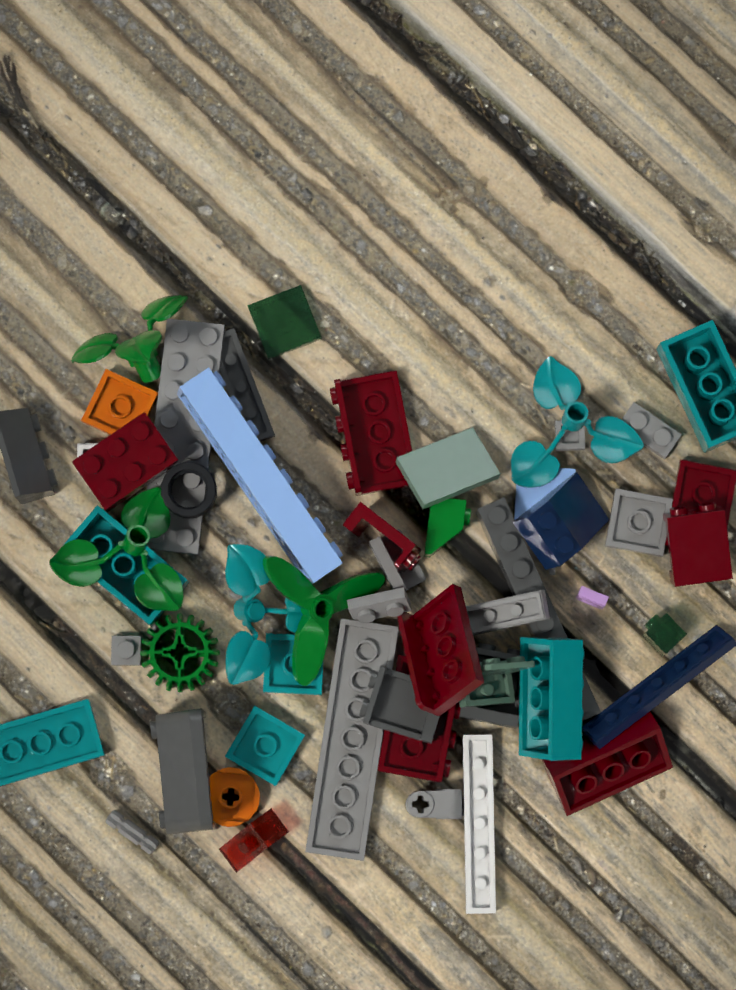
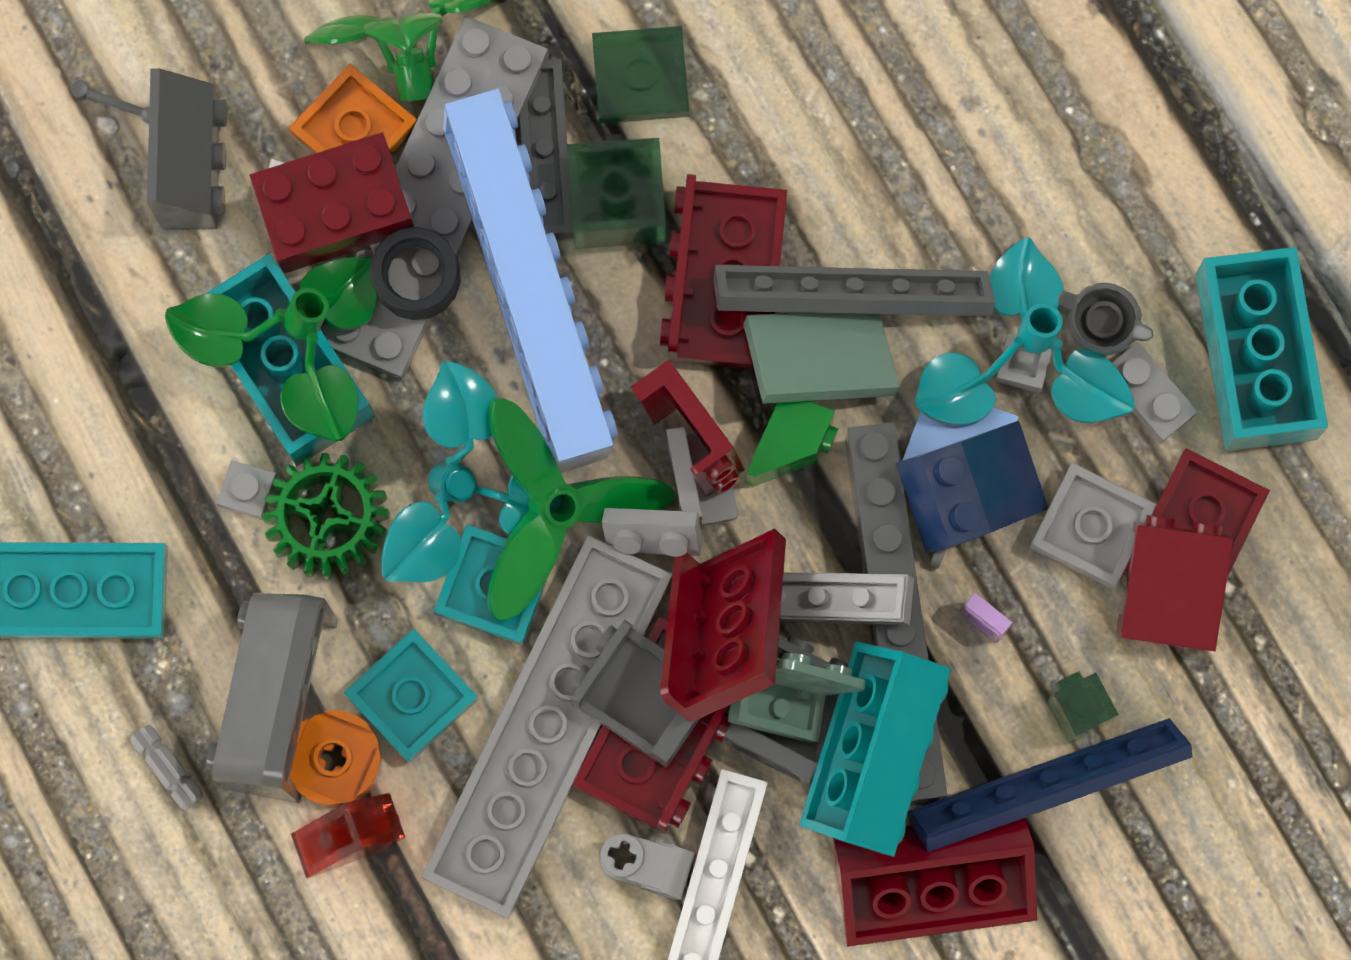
camera: 20 degrees right, 5 degrees down
(294, 403) = (616, 193): none -> clear green brick
(455, 422) = (853, 290): none -> dark grey plate
(610, 394) = (1104, 318): none -> dark grey hair

